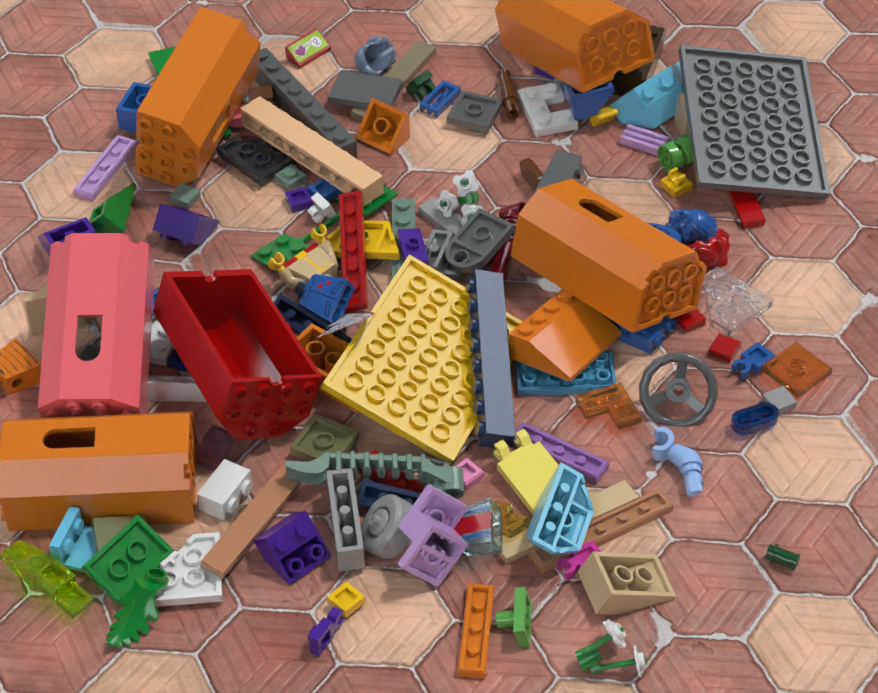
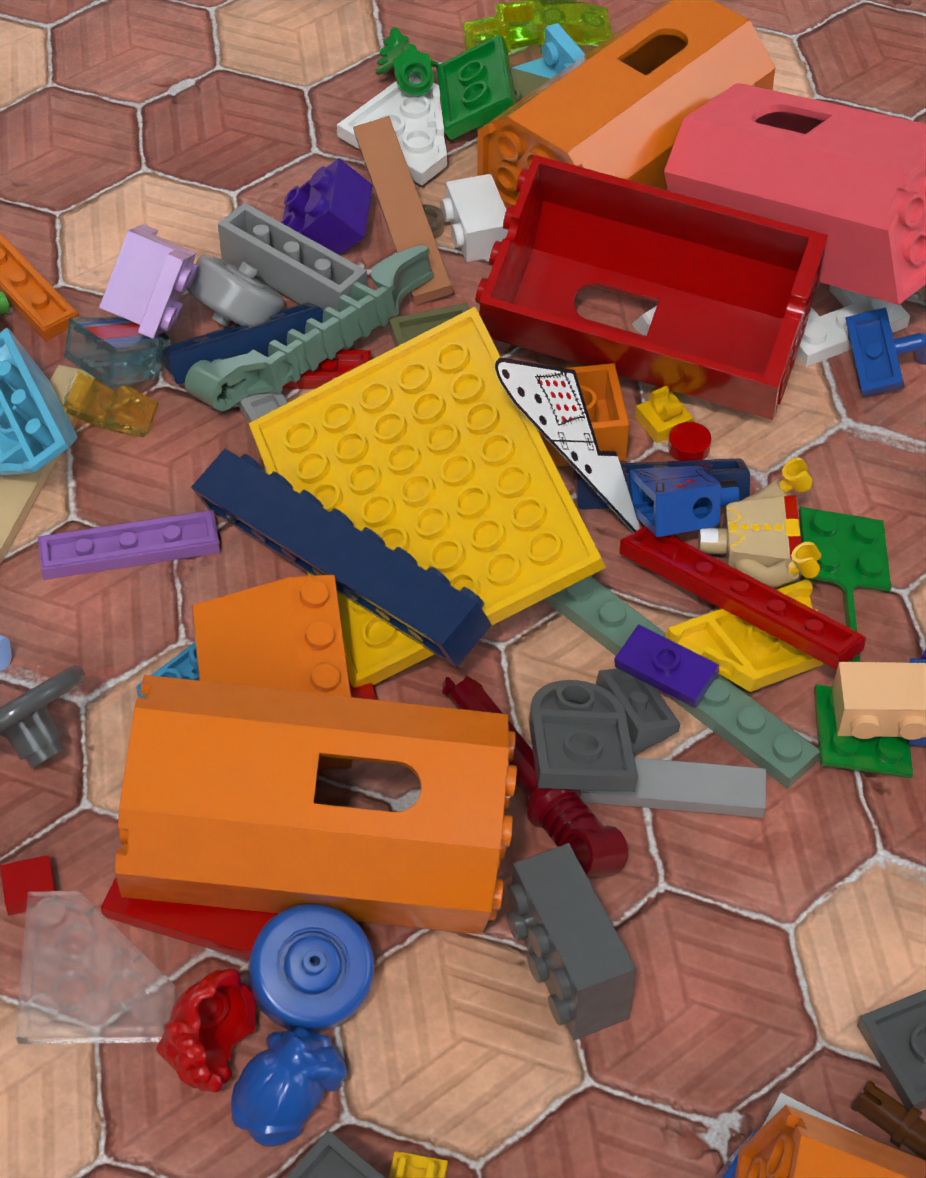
camera: 135 degrees right, 5 degrees up
(321, 209) = (887, 643): white tile -> none
(323, 633) = (184, 163): dark purple plate -> none
(346, 599) = (199, 210): yellow plate -> none
(467, 197) = (704, 779): white plant -> none
(471, 473) = (222, 433): bright pink tile -> none
(525, 468) = (121, 479): light yellow tile -> none
(530, 172) = (670, 975): reddish brown tile -> none
(610, 400) = (117, 659): clear orange plate -> none

